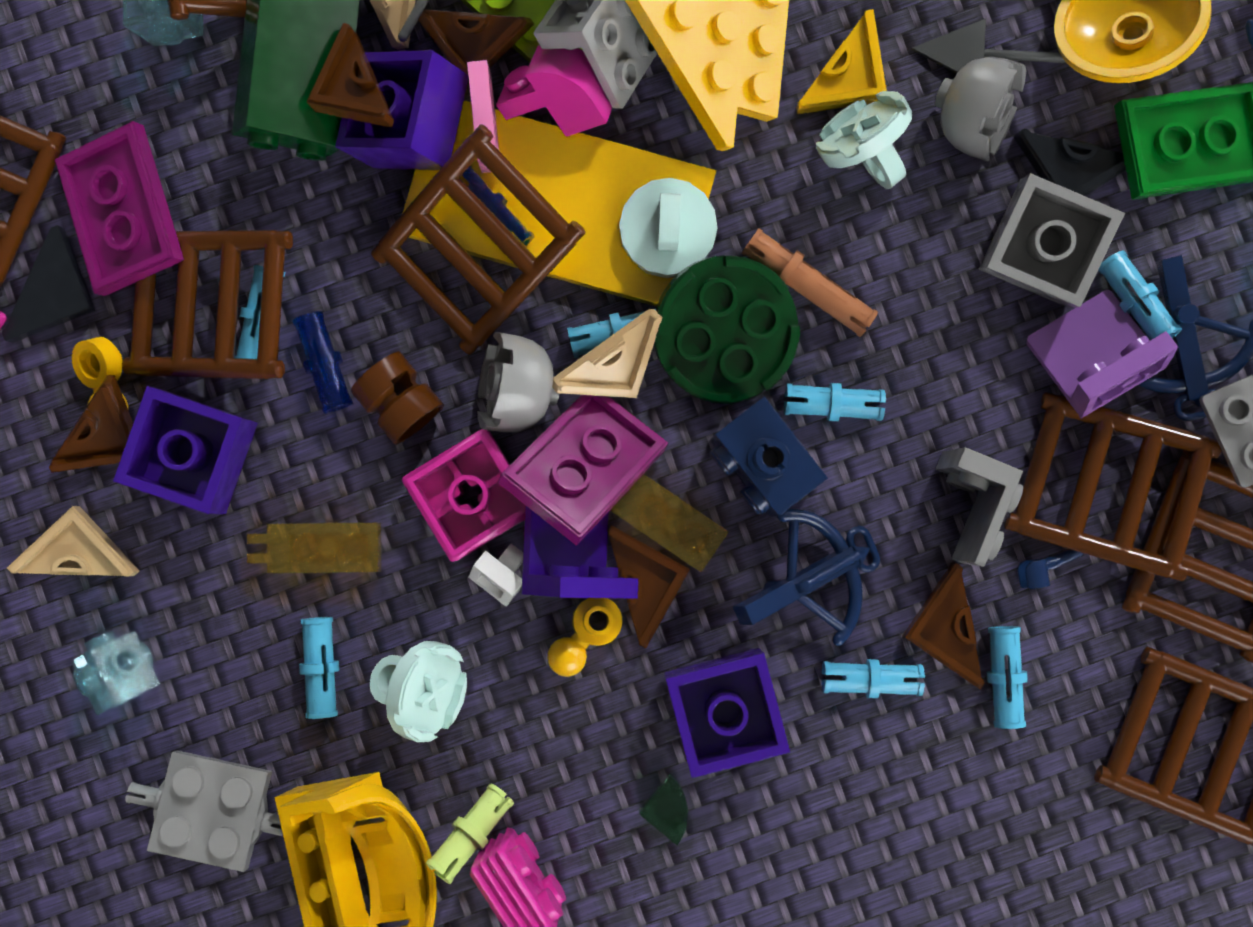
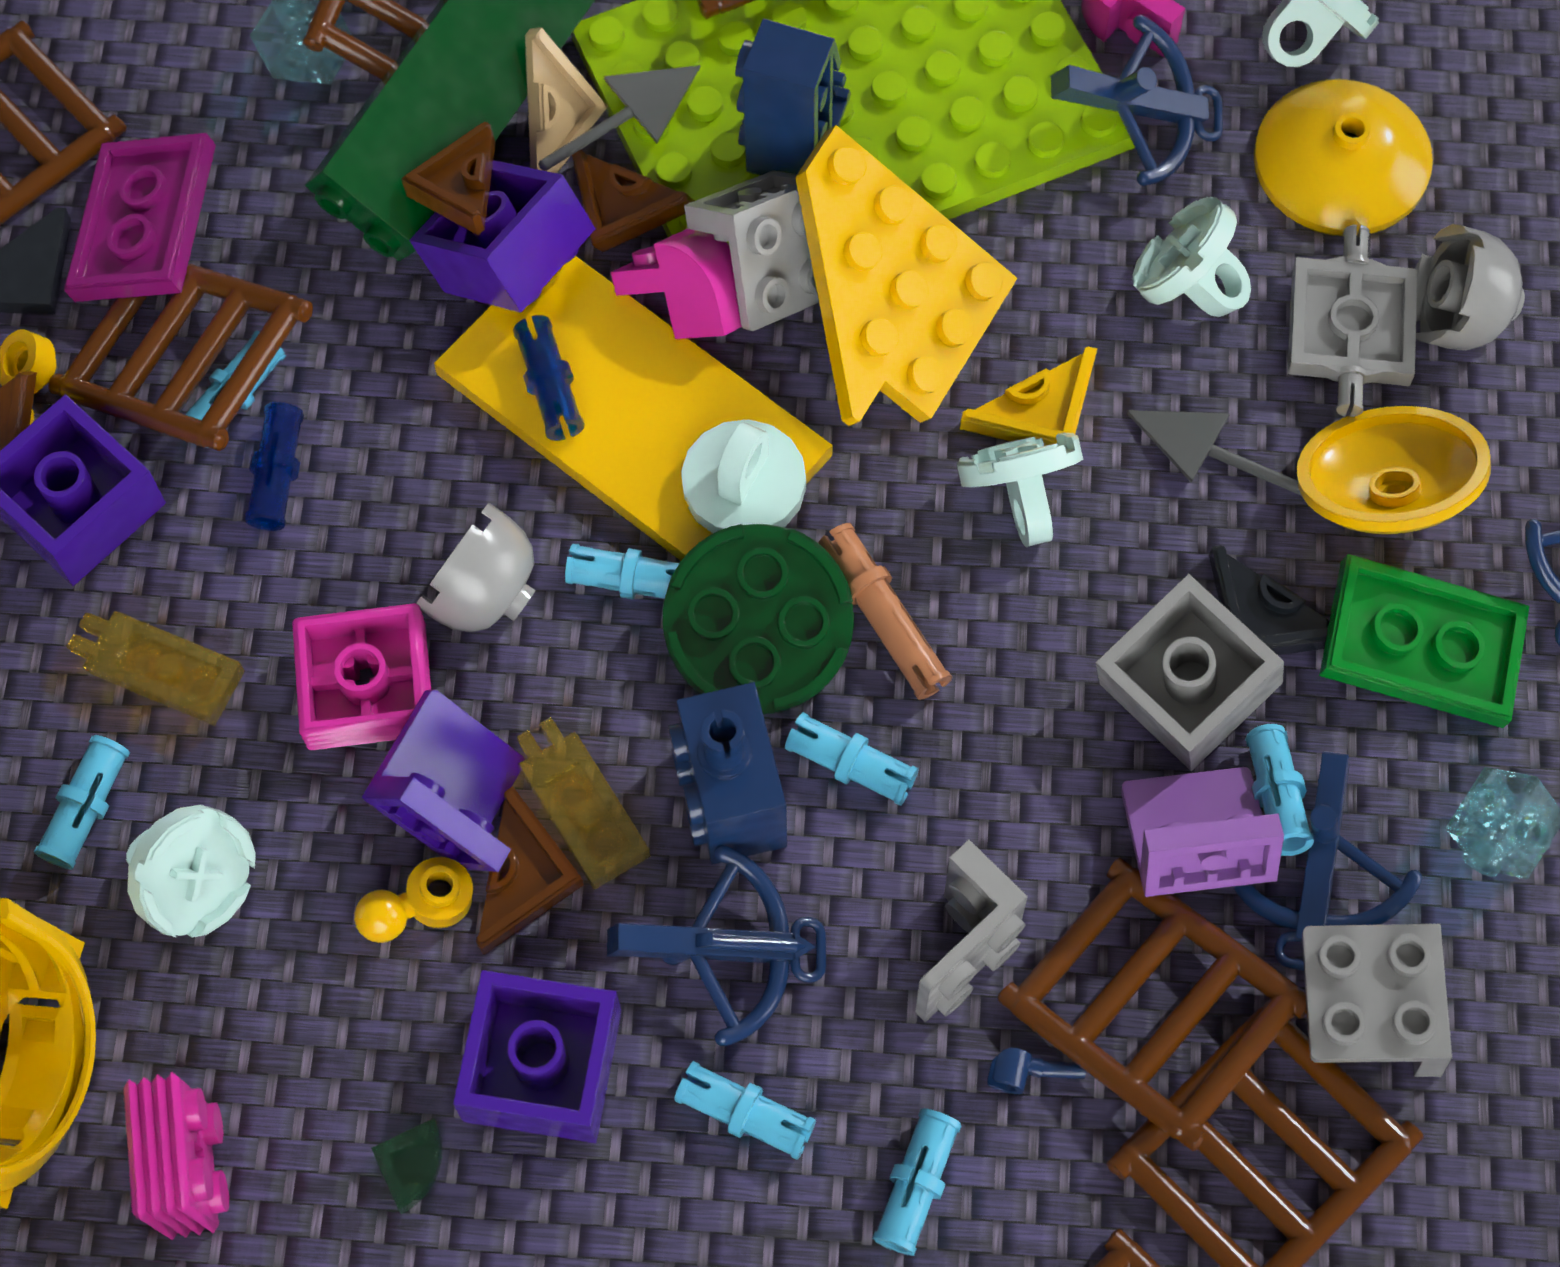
camera: 20 degrees right, 20 degrees down
(393, 393) = (337, 534): reddish brown wheel -> none
(469, 833) = (147, 1063): yellowish green pin -> none
(482, 101) = (591, 278): bright pink tile -> none
(499, 575) = (344, 781): white tile -> none
(533, 269) = (562, 450): reddish brown bar -> none
(583, 465) = (512, 689): magenta tile -> none
(616, 364) = (605, 600): tan tile -> none
(947, 629) = (868, 1091): reddish brown tile -> none
(980, 104) = (1175, 493): light grey cylinder -> none

